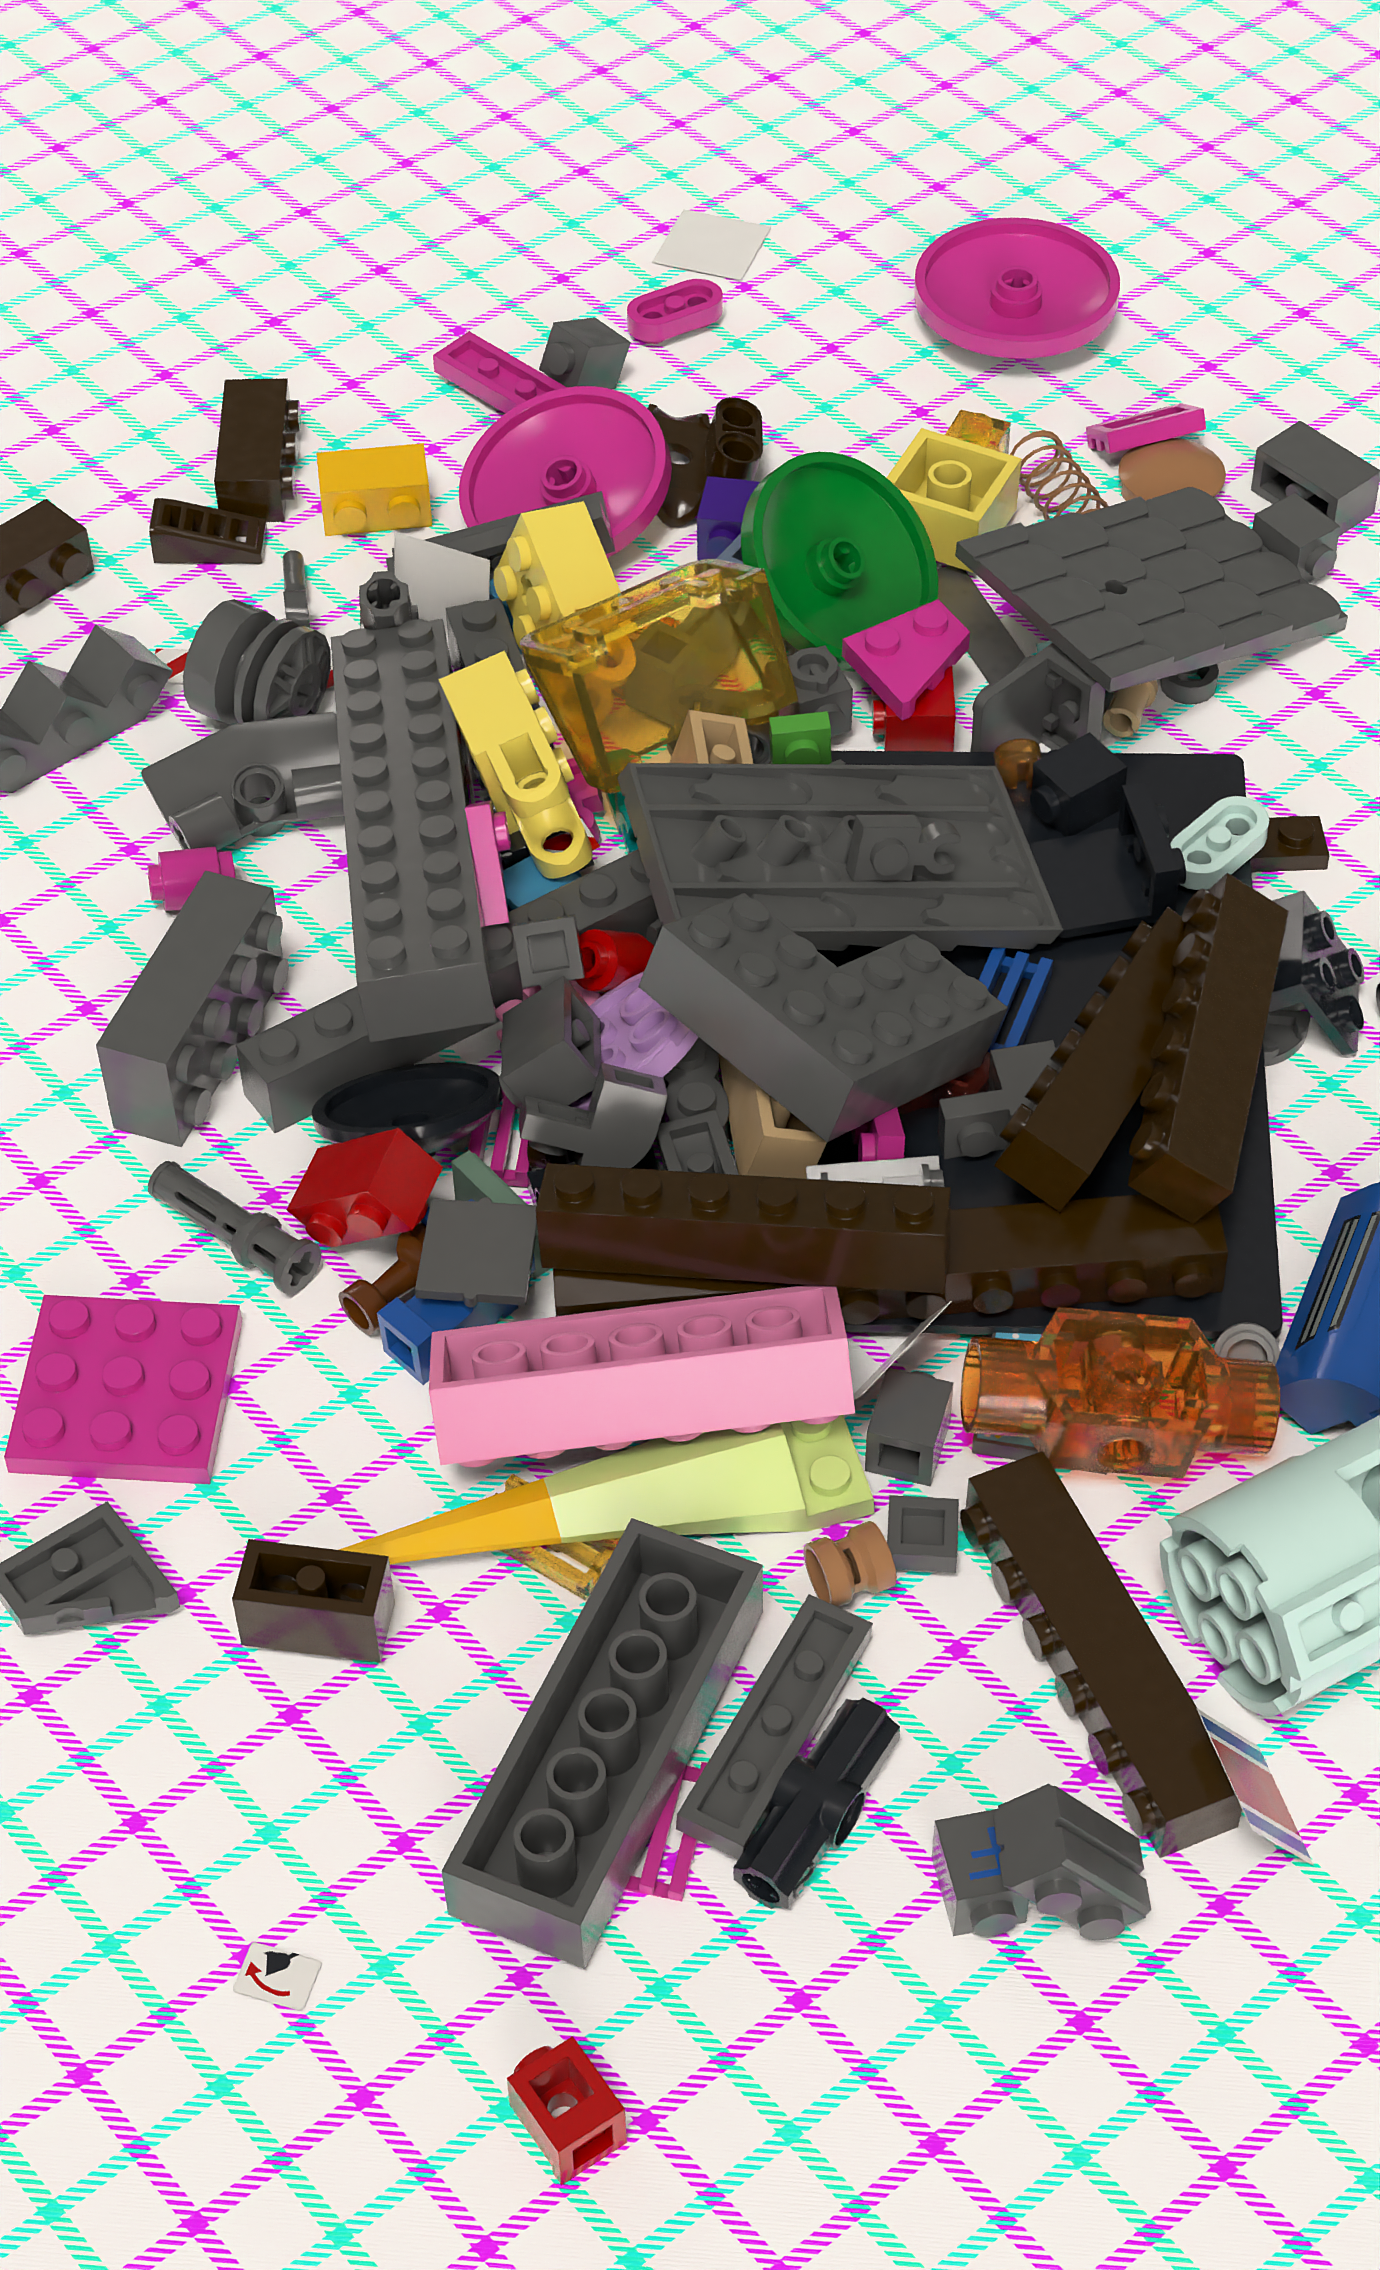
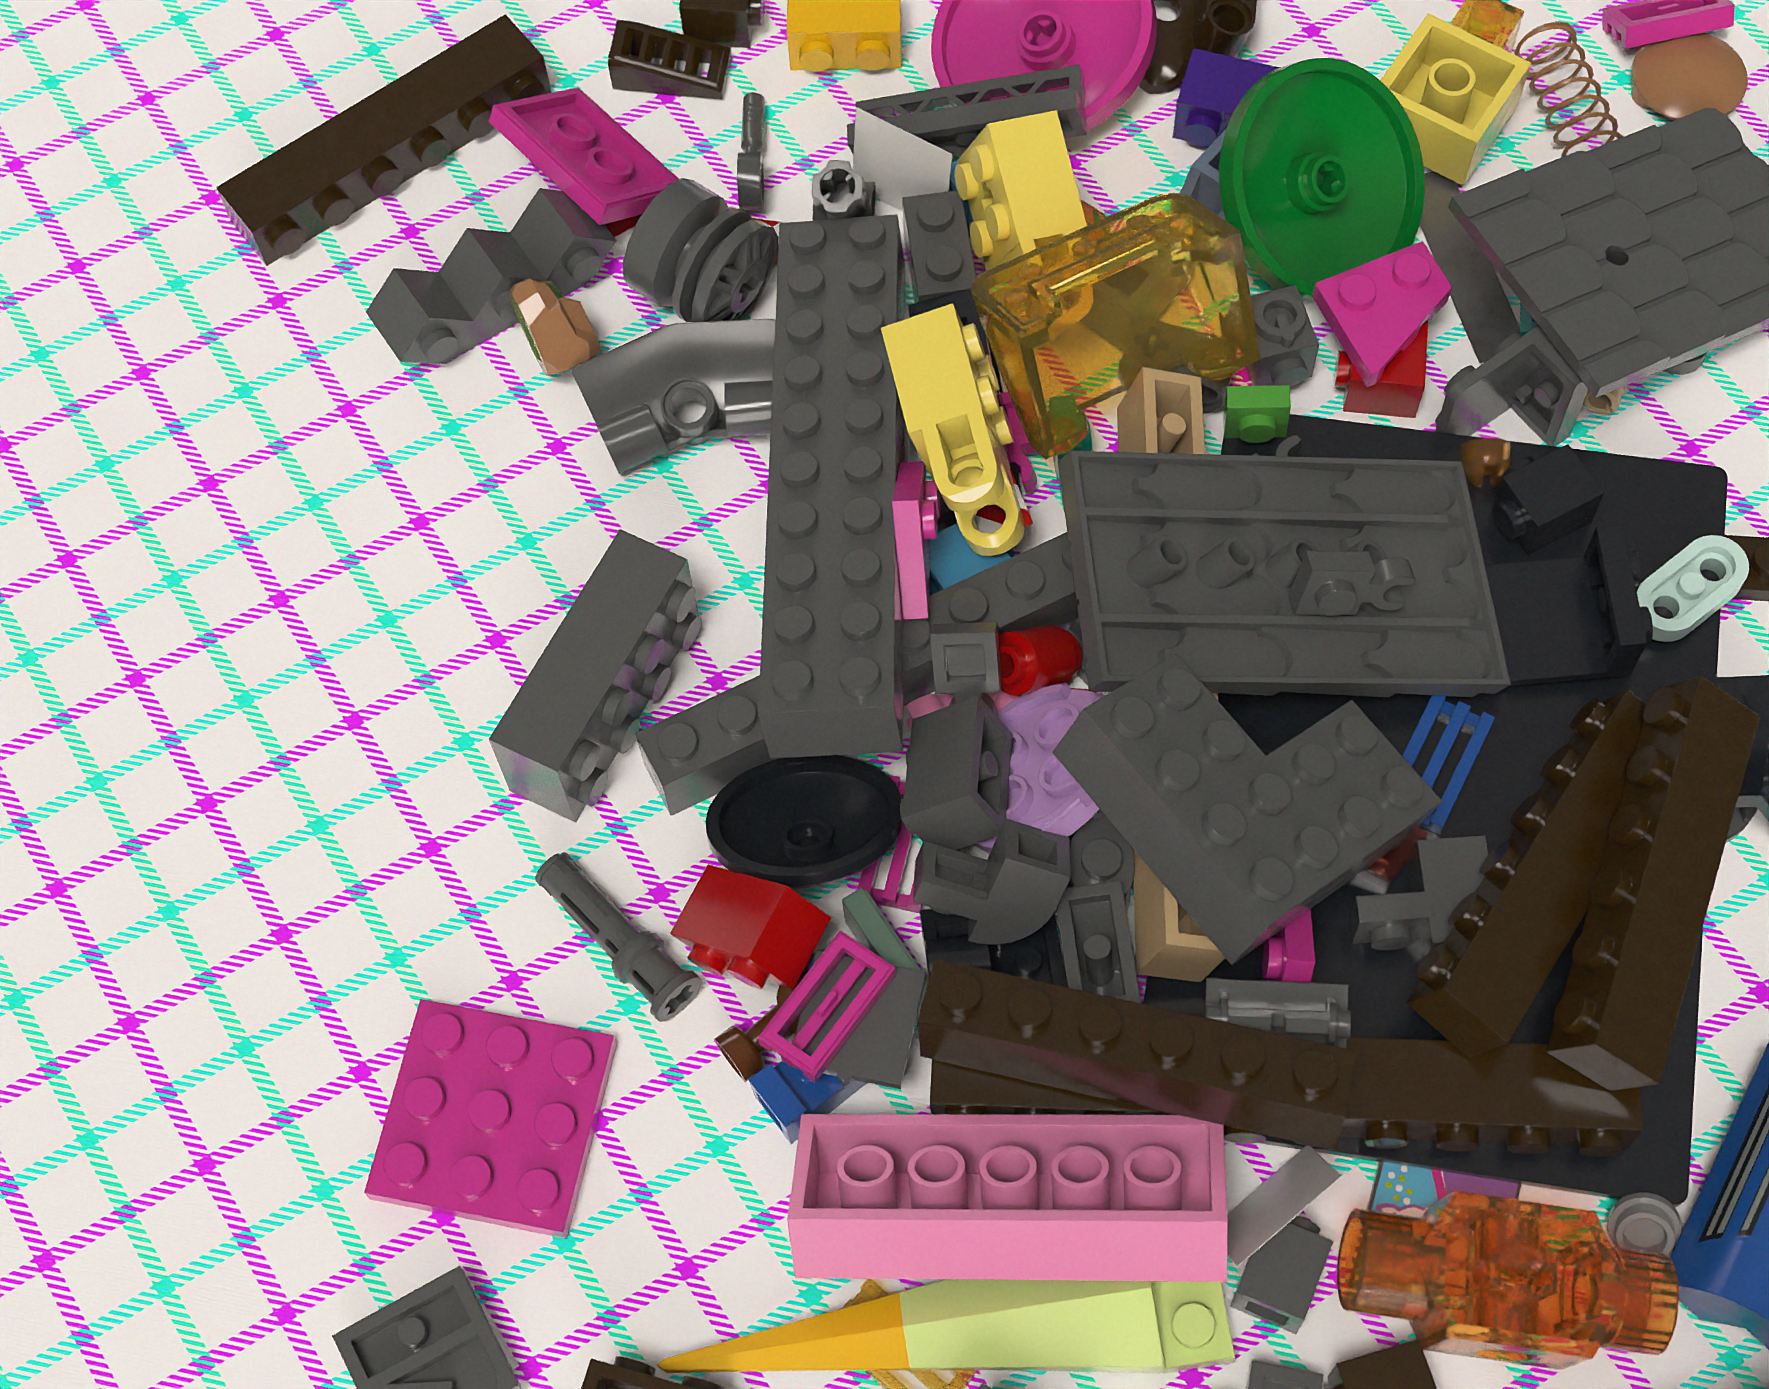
camera: 10 degrees right, 15 degrees up
(116, 738) = (553, 326): none -> medium nougat rock
(128, 602) = (584, 153): none -> dark pink tile
(181, 870) = (613, 500): dark pink brick -> none
(443, 1281) = (794, 1052): none -> dark pink tile

